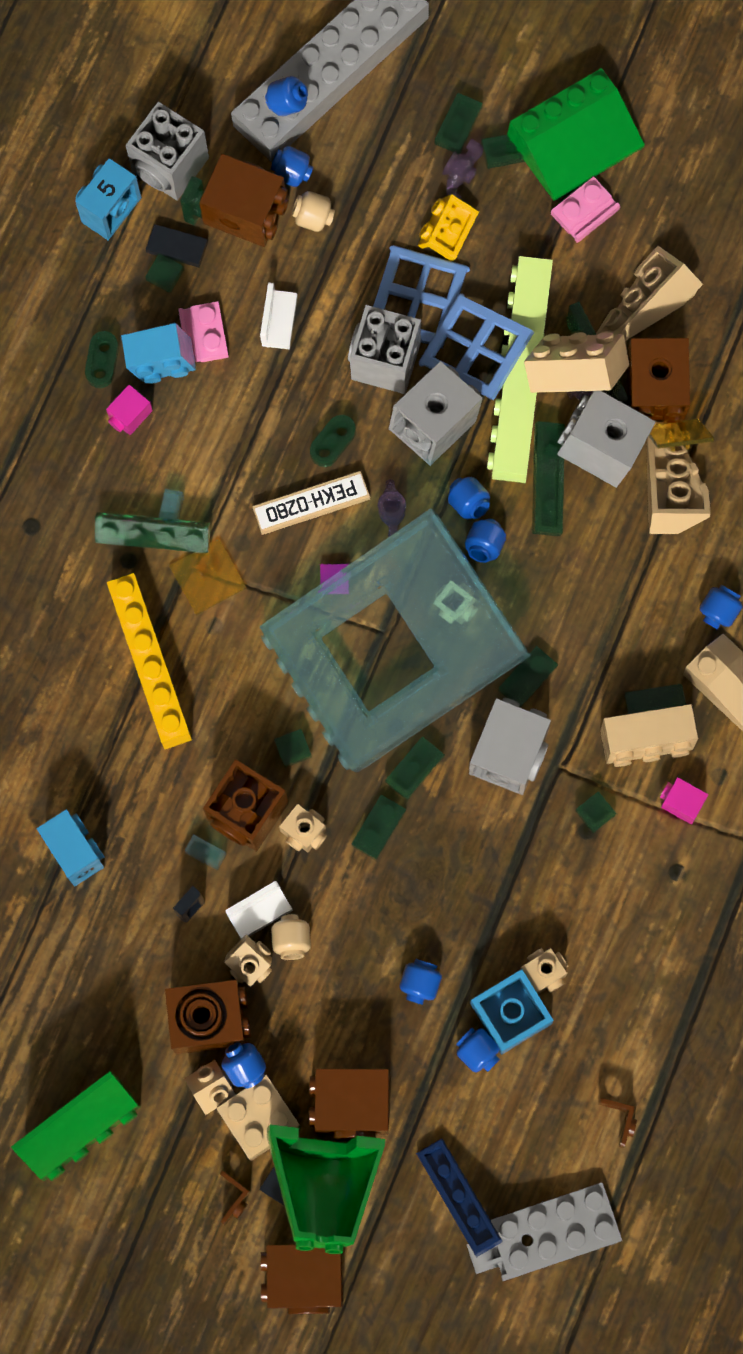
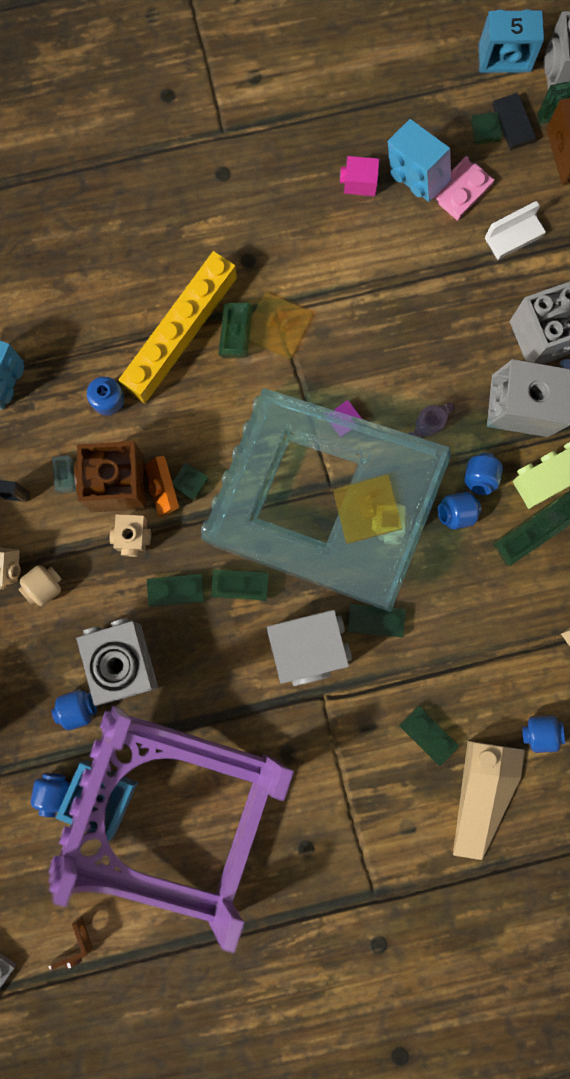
camera: 50 degrees right, 5 degrees up
(101, 361) = (382, 129): clear green plate -> none
(152, 532) = (279, 259): clear green plate -> none
(166, 775) = (105, 395): none -> blue head
(171, 504) = (308, 261): clear light blue piece -> none
(187, 615) = (235, 330): none -> clear green plate
(258, 910) = (46, 546): white panel -> none
(285, 775) = (161, 486): none -> orange plate
(311, 502) = (391, 359): tile -> none
(331, 441) = (450, 339): clear green plate -> none
(393, 898) = (100, 652): none -> light grey brick
(432, 611) = (367, 509): none -> clear yellow piece
(472, 933) = (78, 873): none -> medium lavender arch
(543, 981) = (138, 804): tan brick -> none
(596, 812) = (306, 751): clear green plate -> none
(649, 735) = (397, 753): tan brick -> none
(683, 800) = (365, 815): dark pink brick -> none

